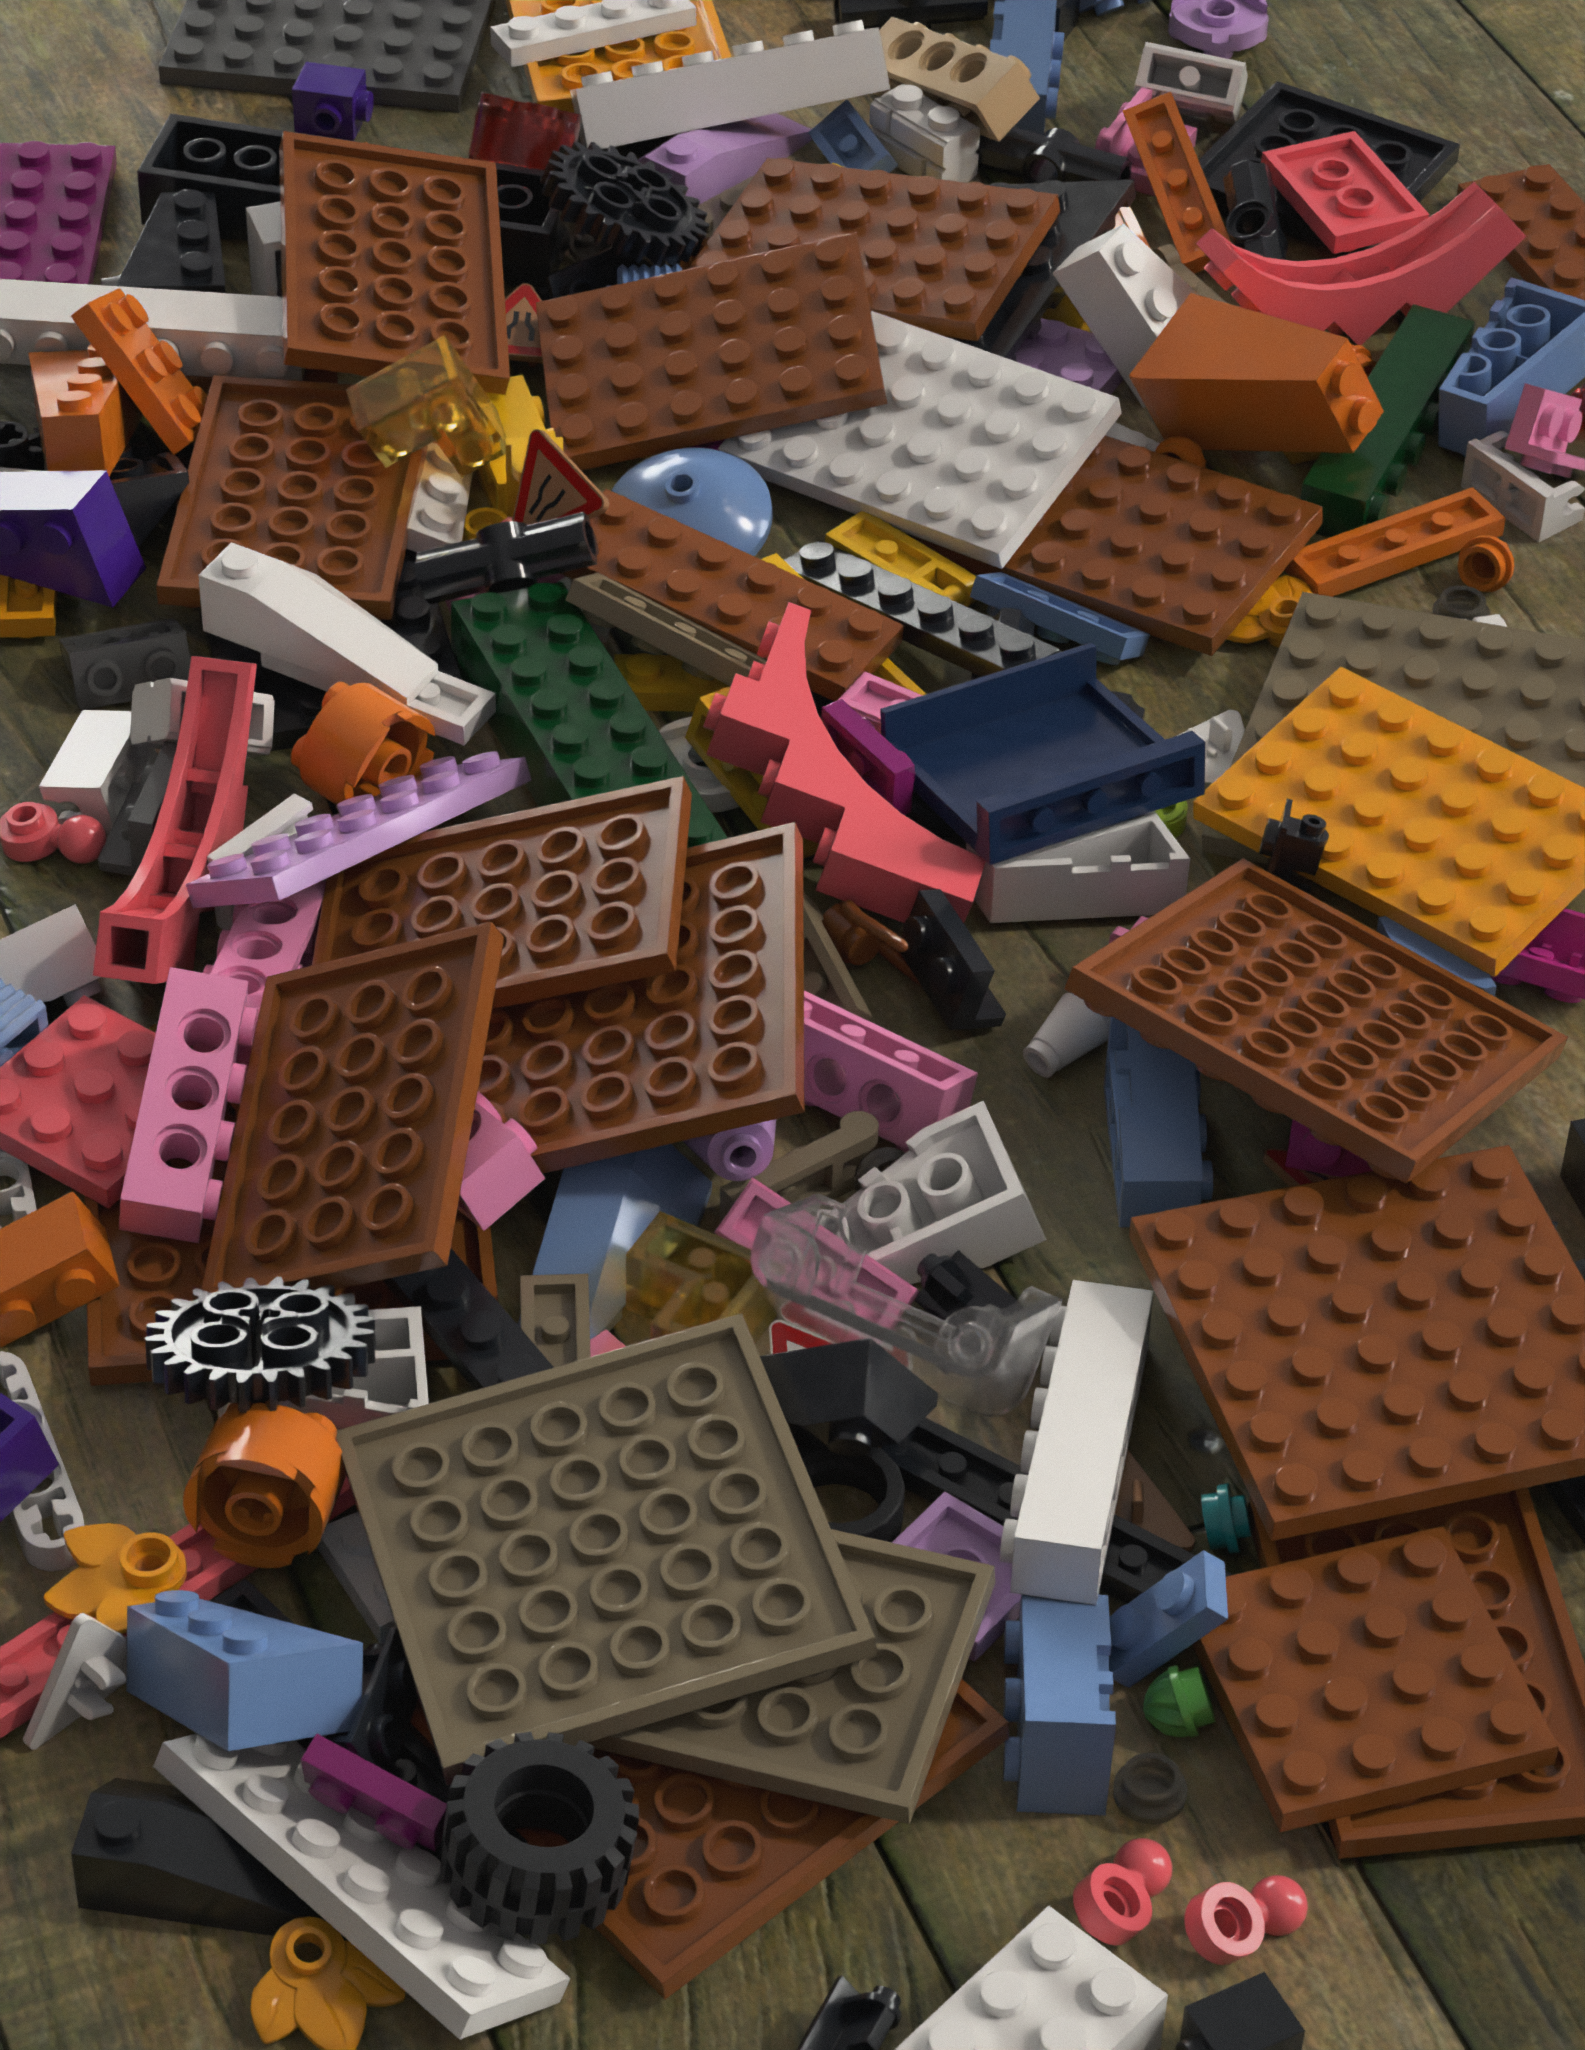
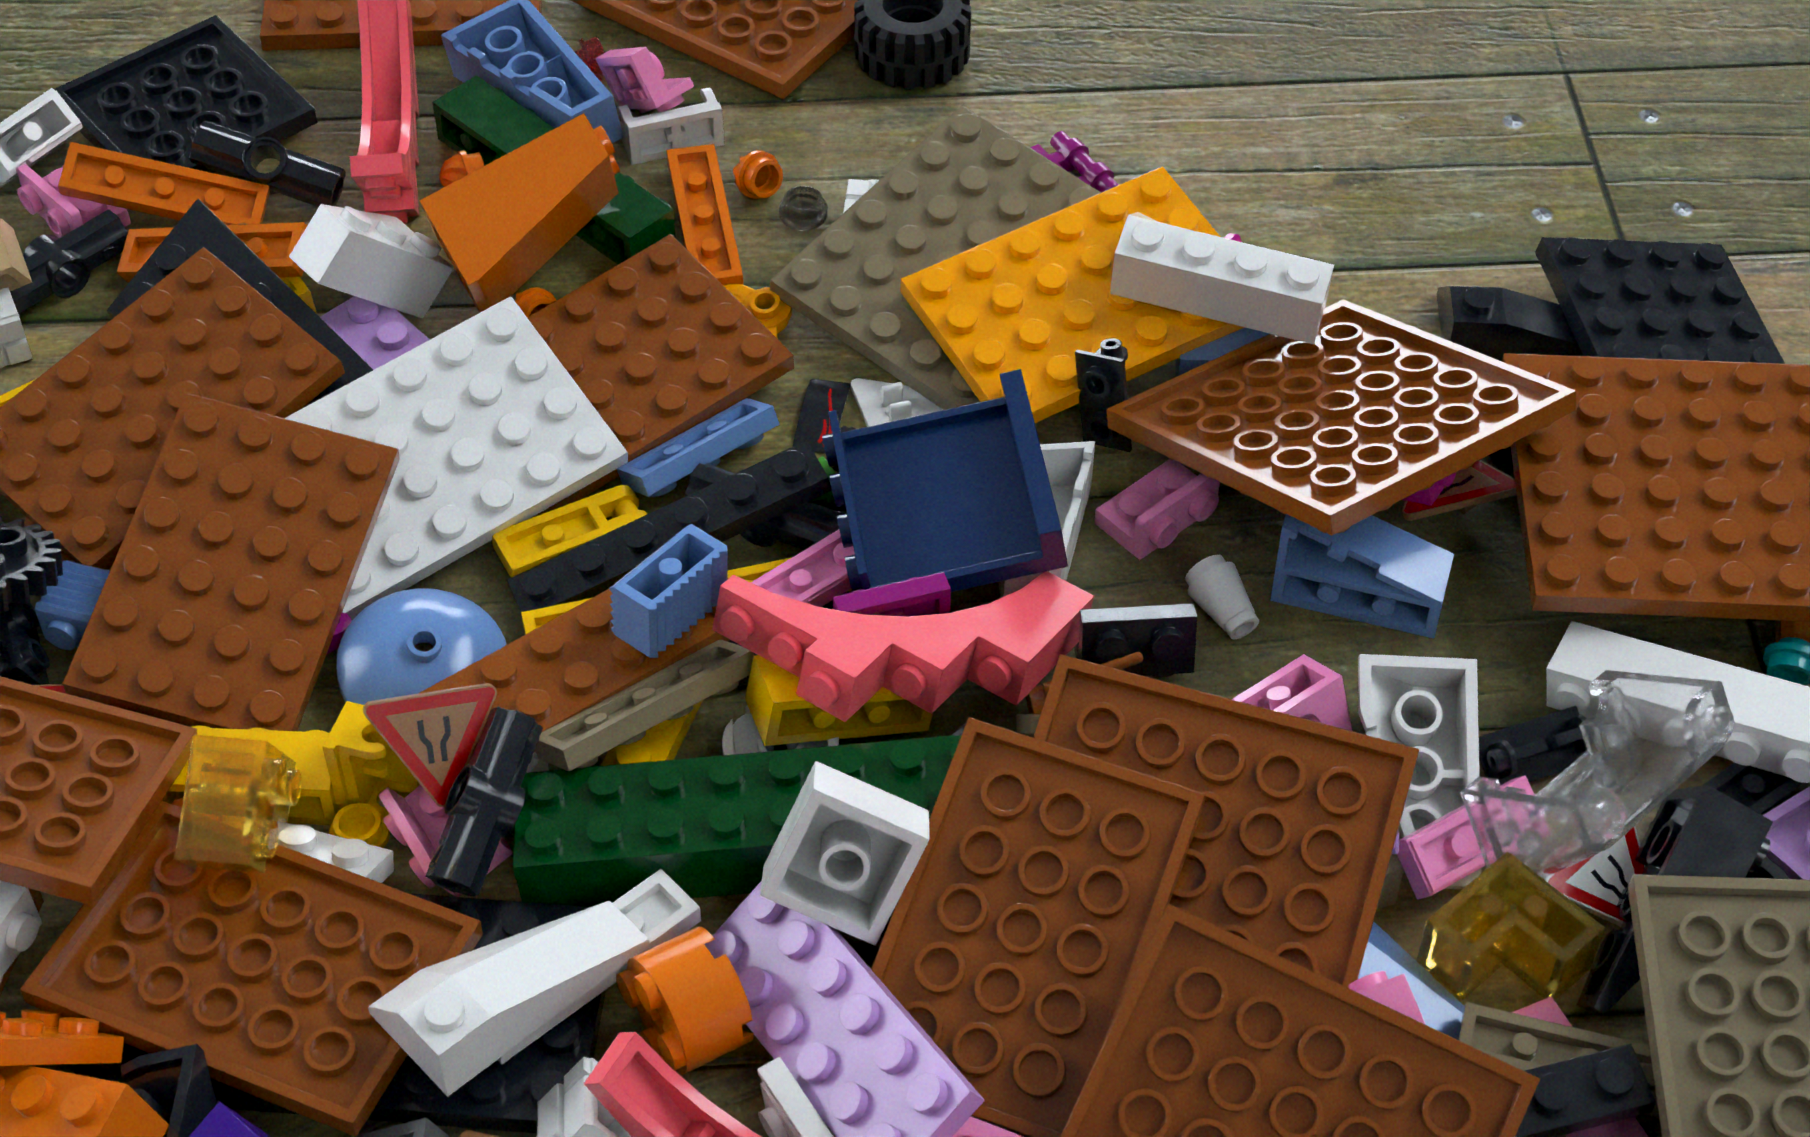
camera: 70 degrees left, 5 degrees up
(522, 750) = (845, 853): none -> white brick
(769, 574) = (669, 591): none -> medium blue brick
(1181, 699) = (814, 416): none -> black sticker
(1343, 191) = (255, 92): coral plate -> none
(1473, 866) = (1220, 278): none -> white wedge

